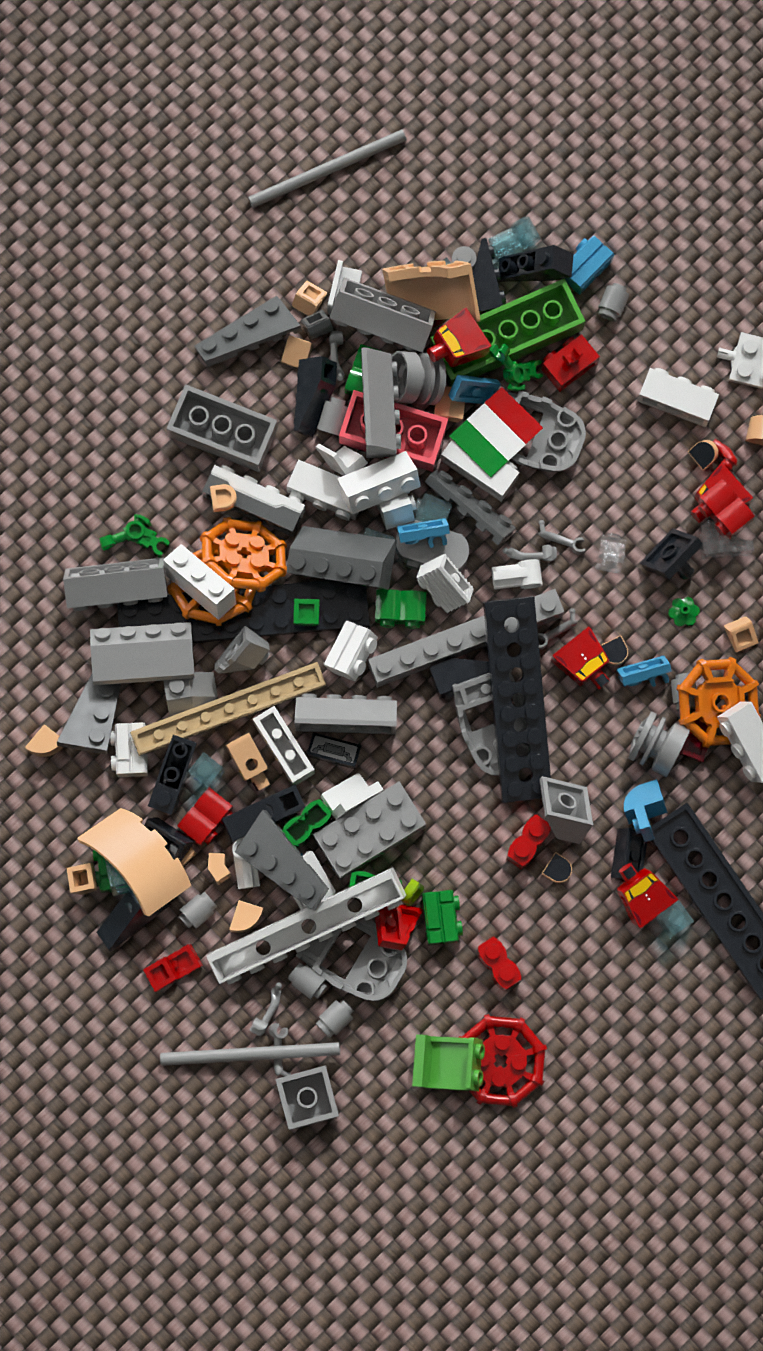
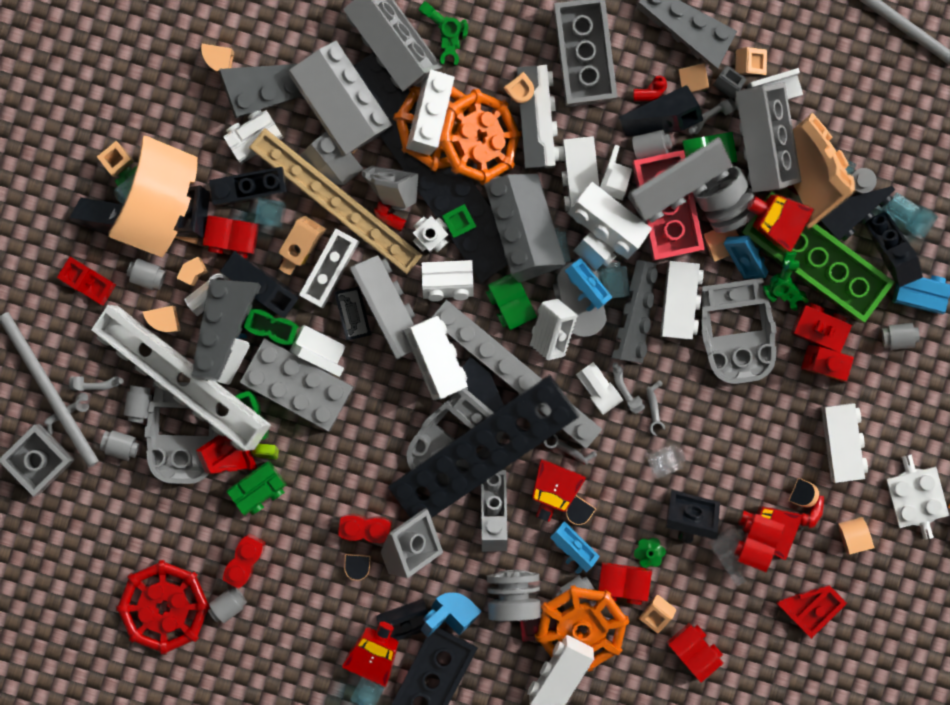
camera: 65 degrees right, 10 degrees up
(260, 675) = (388, 218): none -> red arm
(288, 393) = (653, 91): none -> red arm
(307, 652) = (435, 243): none -> white brick
(414, 693) = (436, 358): none -> white brick
(448, 1063) = (133, 564): bright green panel -> none
(496, 431) = (717, 298): sticker -> none
(530, 1001) = (227, 605): none -> light grey brick
(578, 724) = (494, 513): none -> light grey slope
(604, 371) = (827, 363): none -> red torso
(698, 643) = (625, 582): none -> red brick

